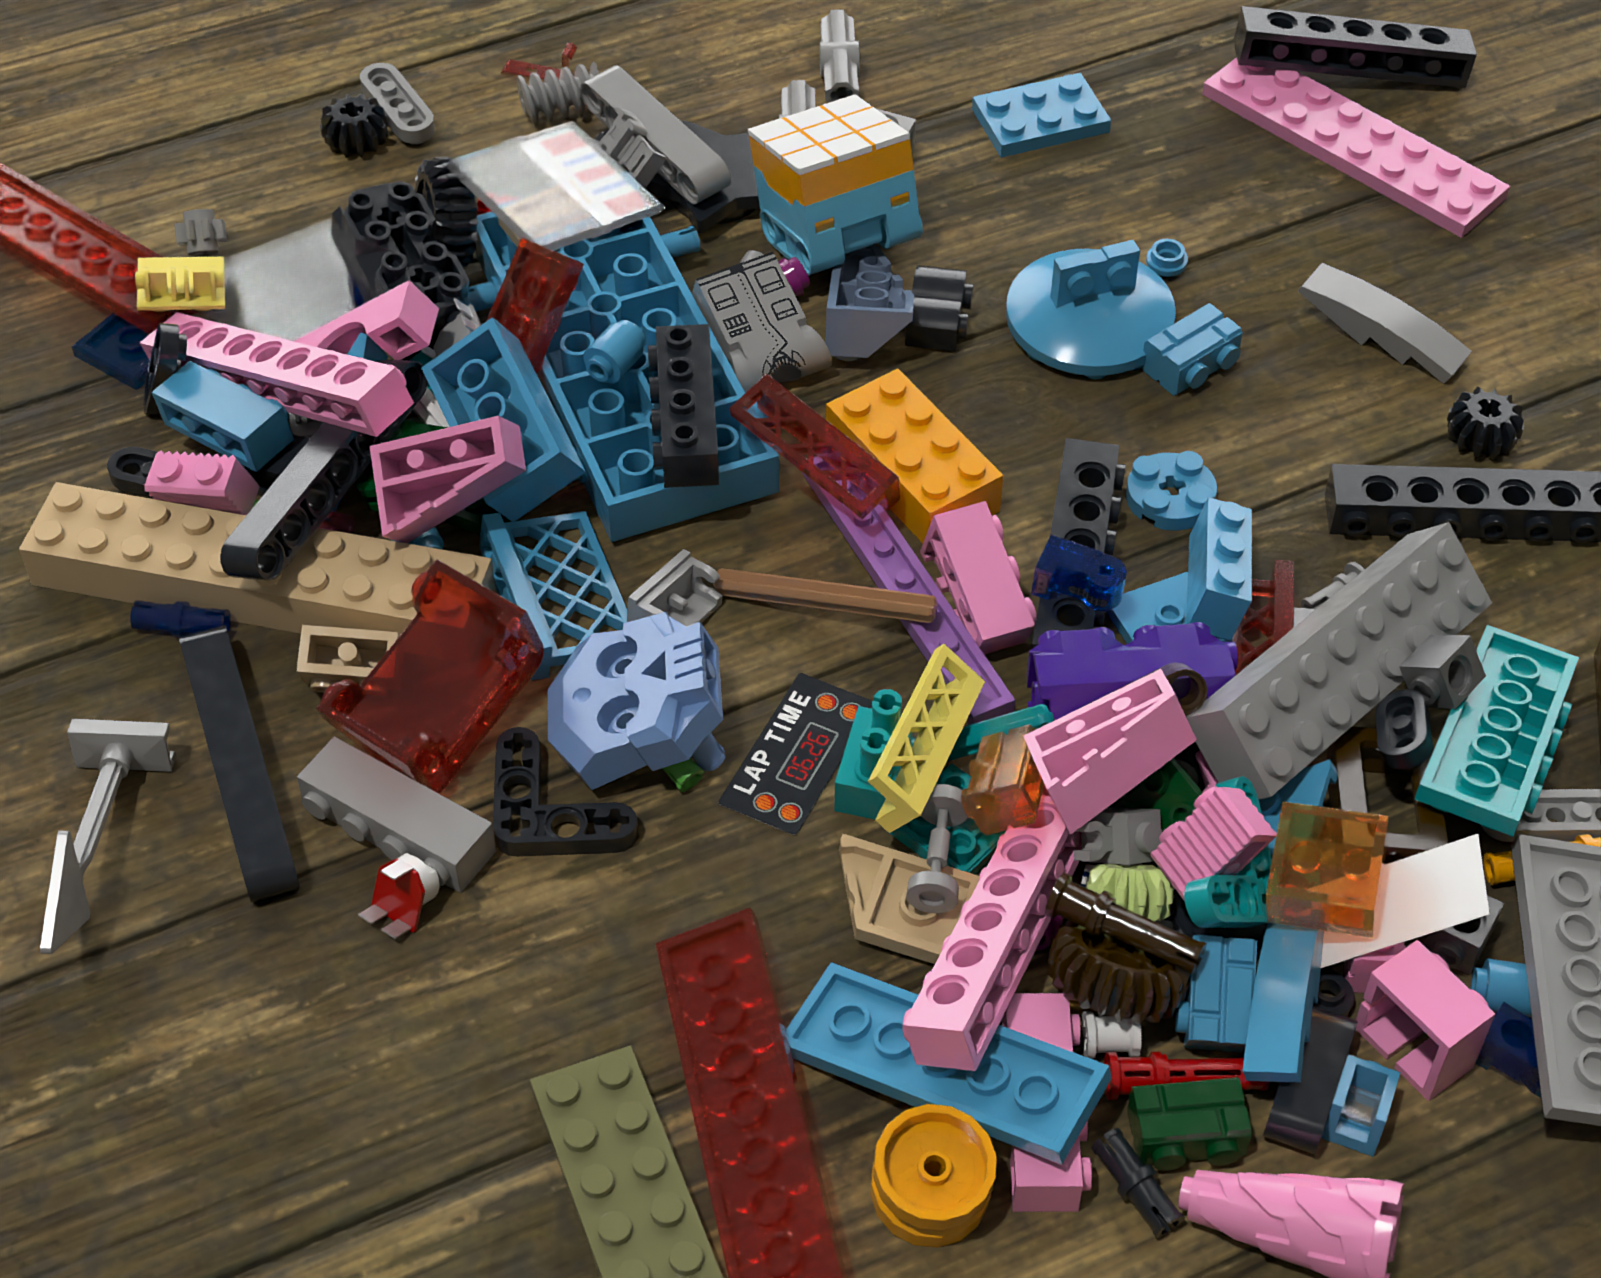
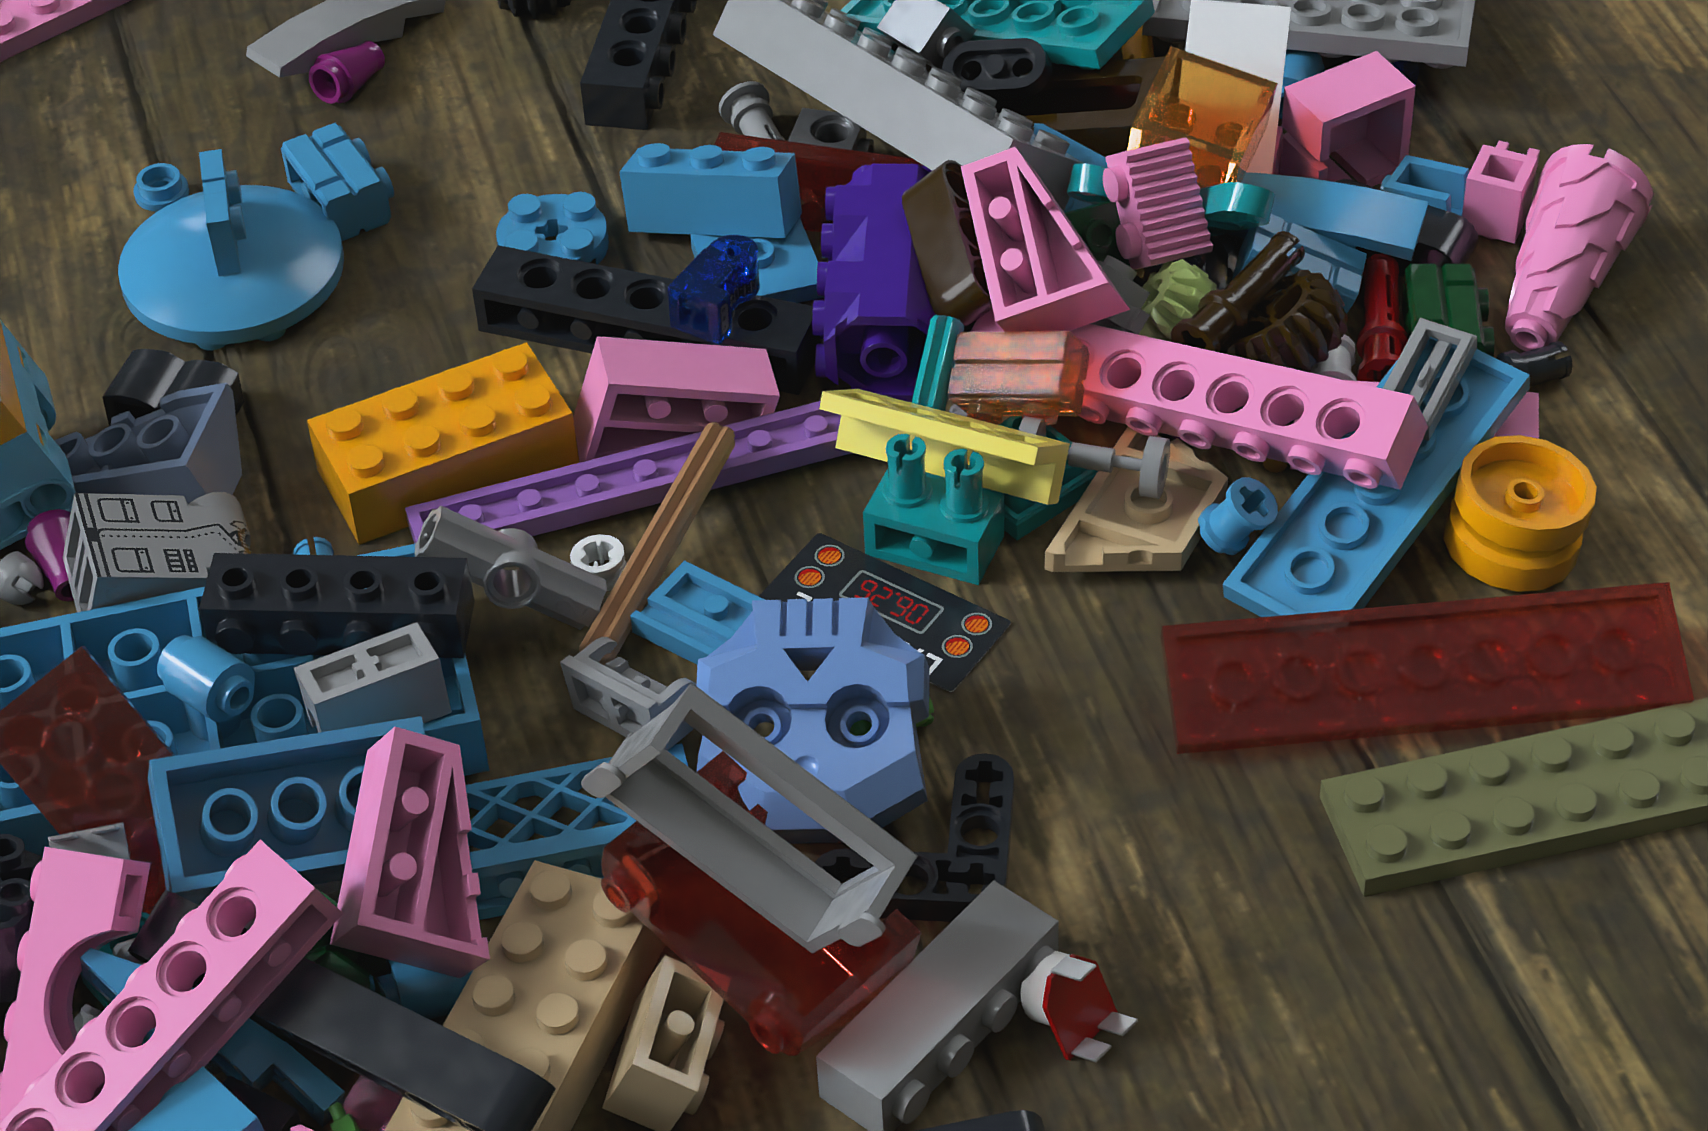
camera: 80 degrees left, 5 degrees down
(450, 629) = (740, 848): none -> light grey piece
(607, 433) = (375, 682): none -> light grey hinge
(760, 639) = (693, 612): none -> dark azure plate
(762, 502) = (539, 583): none -> light grey piece
(815, 561) = (600, 548): none -> white bush
(817, 438) = (466, 480): clear red fence -> none
(879, 965) = (1246, 508): none -> dark azure bush
(1036, 1076) = (1451, 377): none -> light grey tile
(1331, 332) = (343, 72): none -> magenta cone
(1378, 1151) = (1500, 191): none -> bright pink brick

